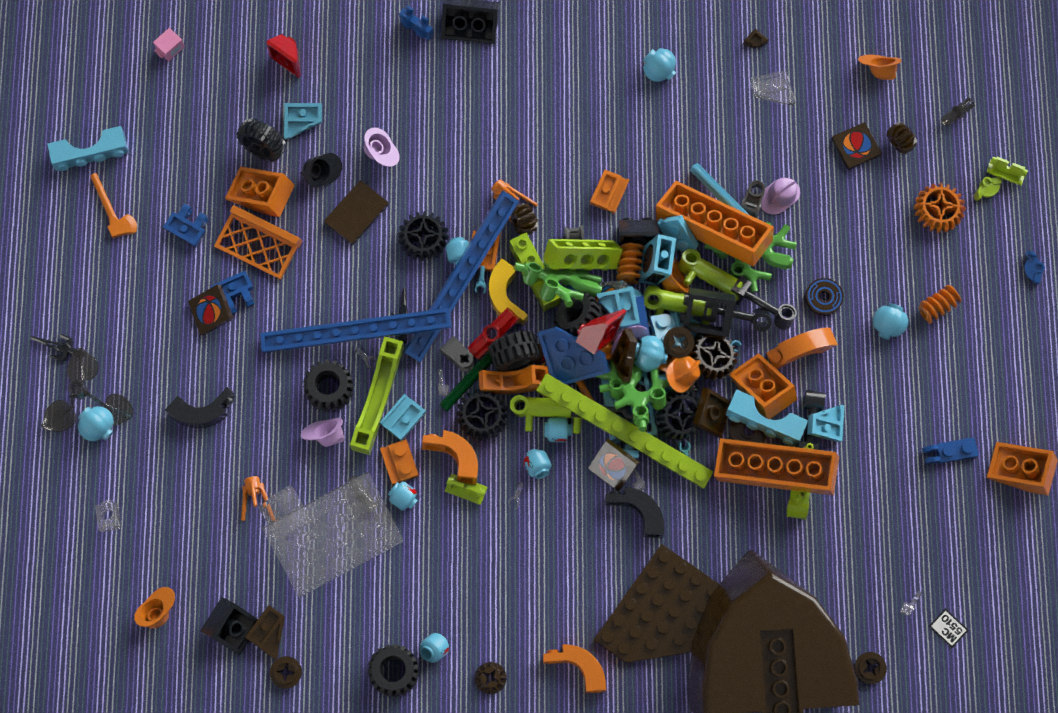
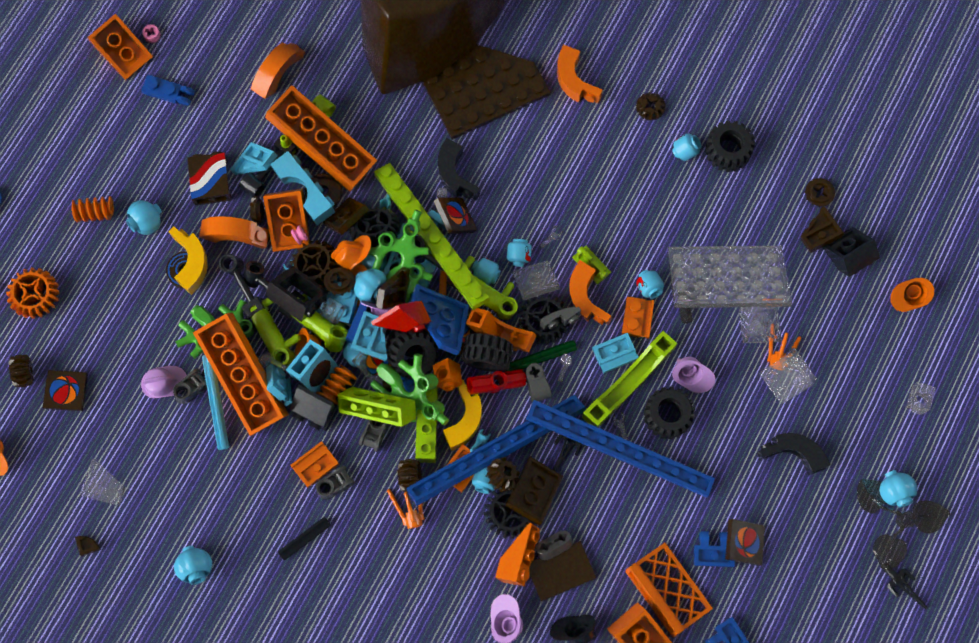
camera: 150 degrees left, 0 degrees up
(234, 475) = (788, 376): none -> clear bracket
(371, 227) = (554, 545): none -> flat silver beam
(396, 196) = (516, 561): none -> orange slope
(411, 259) = (534, 491): none -> dark brown tile
(438, 256) = (502, 474): none -> dark brown gear
(462, 417) = (566, 316): none -> dark grey slope
(508, 444) = (535, 280): none -> clear plate
(538, 314) = (448, 374): none -> orange brick
(581, 186) = (335, 482): none -> dark grey piece
(583, 131) = (304, 538): none -> black axle
(669, 316) = (332, 310): none -> clear tile
(700, 249) = (268, 358): none -> clear hand
(741, 372) = (299, 235): none -> bright pink bush
(794, 375) = (257, 210): none -> dark brown gear
(817, 304) = (196, 266): none -> yellow arch
(857, 386) = (209, 178): none -> panel
(863, 523) = (273, 68): none -> orange arch
(999, 503) = (149, 29): none -> bright pink bush

